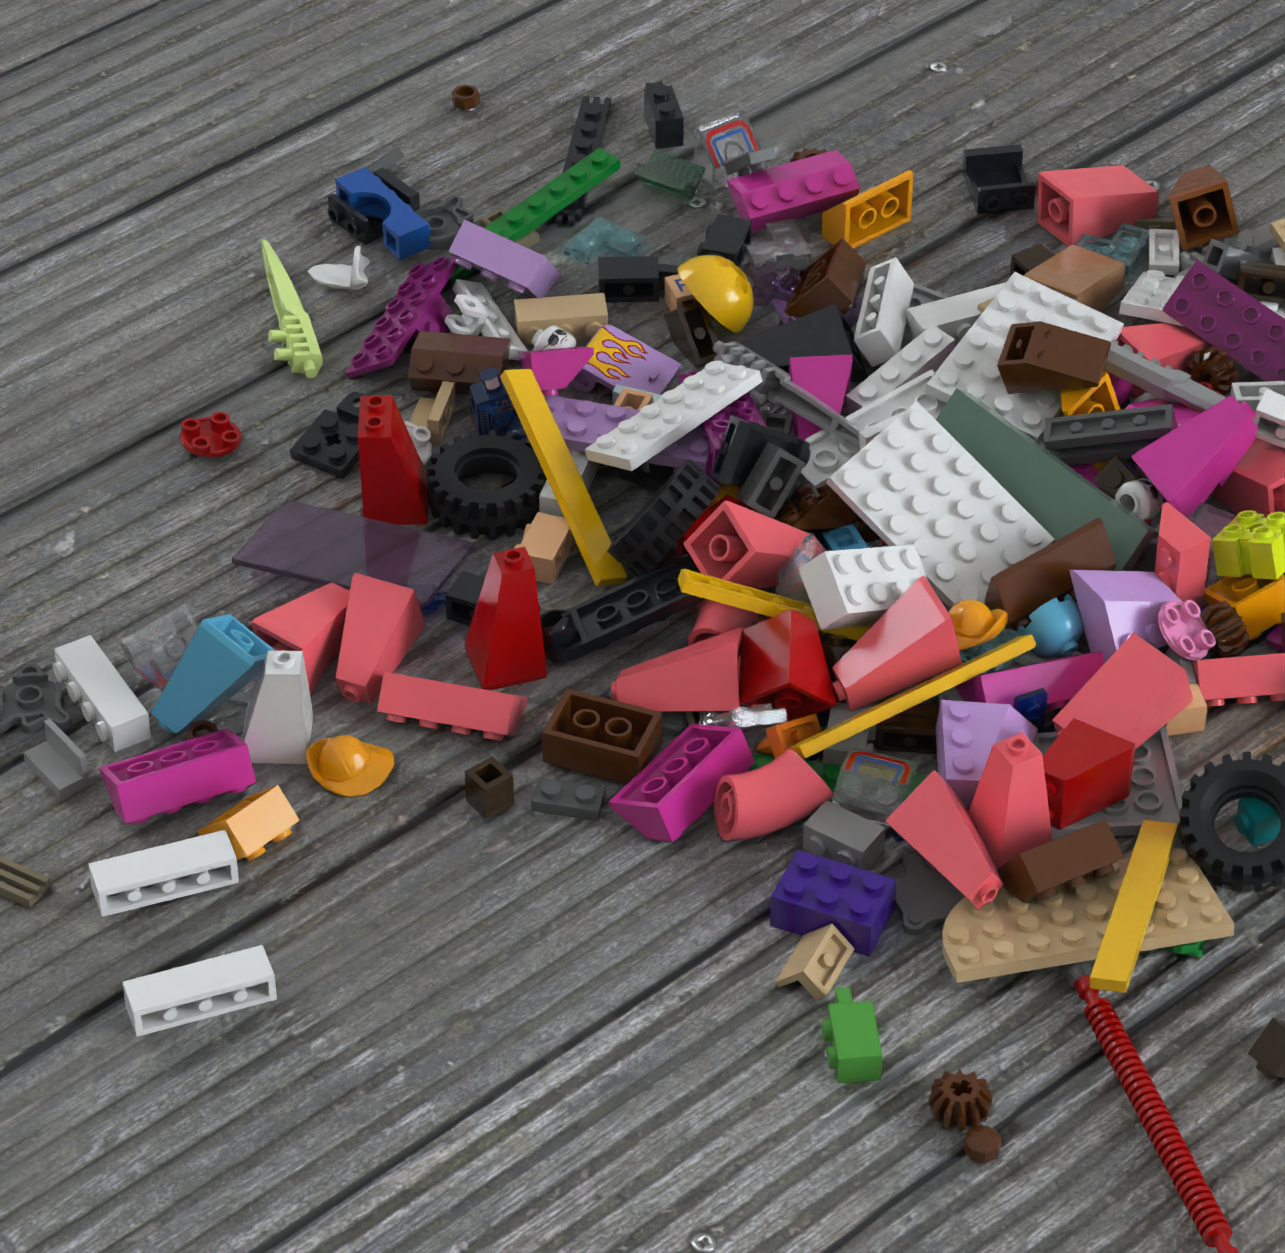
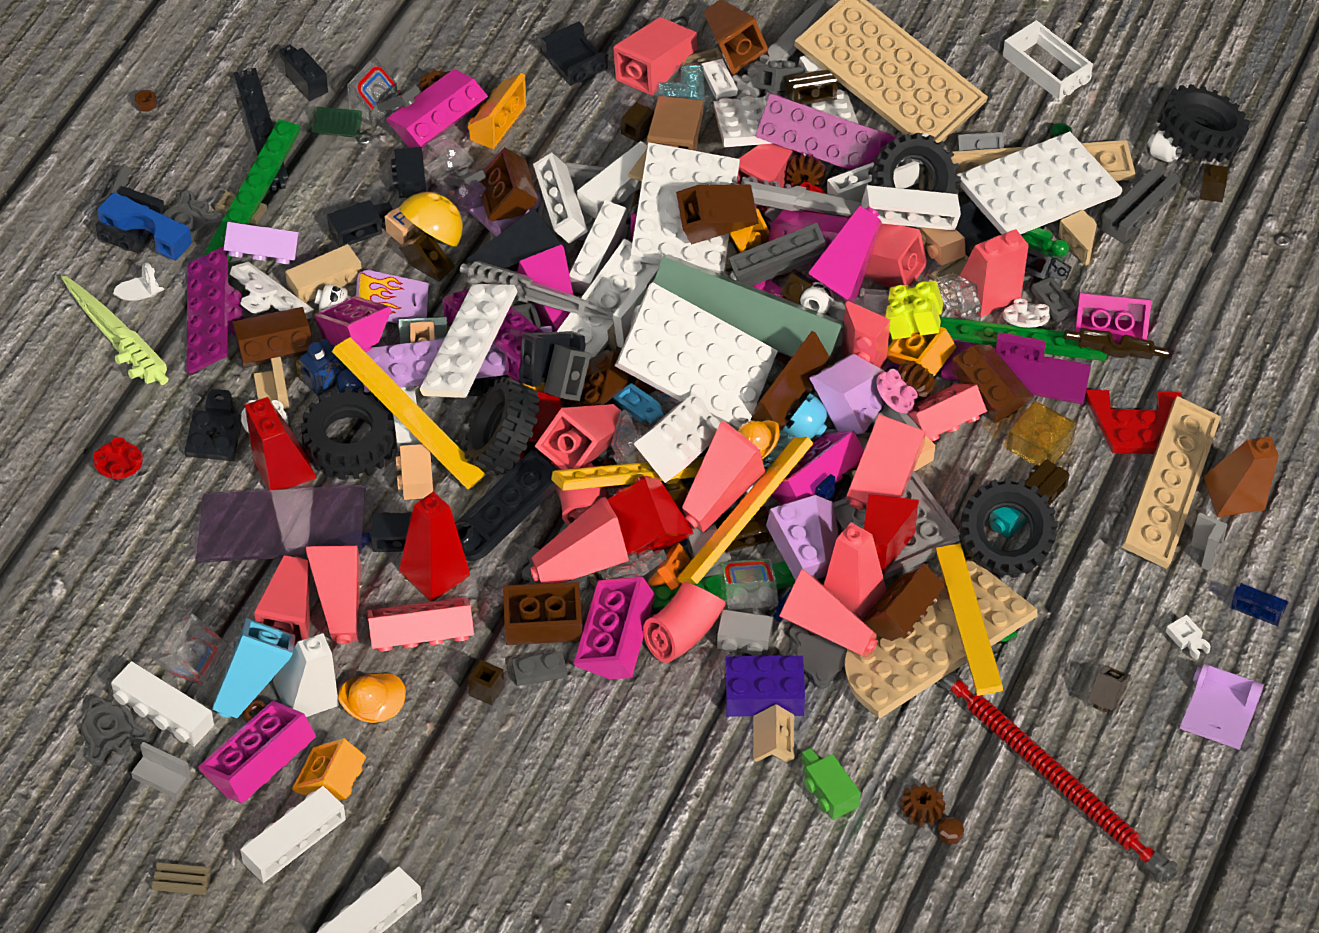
camera: 25 degrees left, 10 degrees up
(603, 236) = (316, 190): clear light blue plate -> none

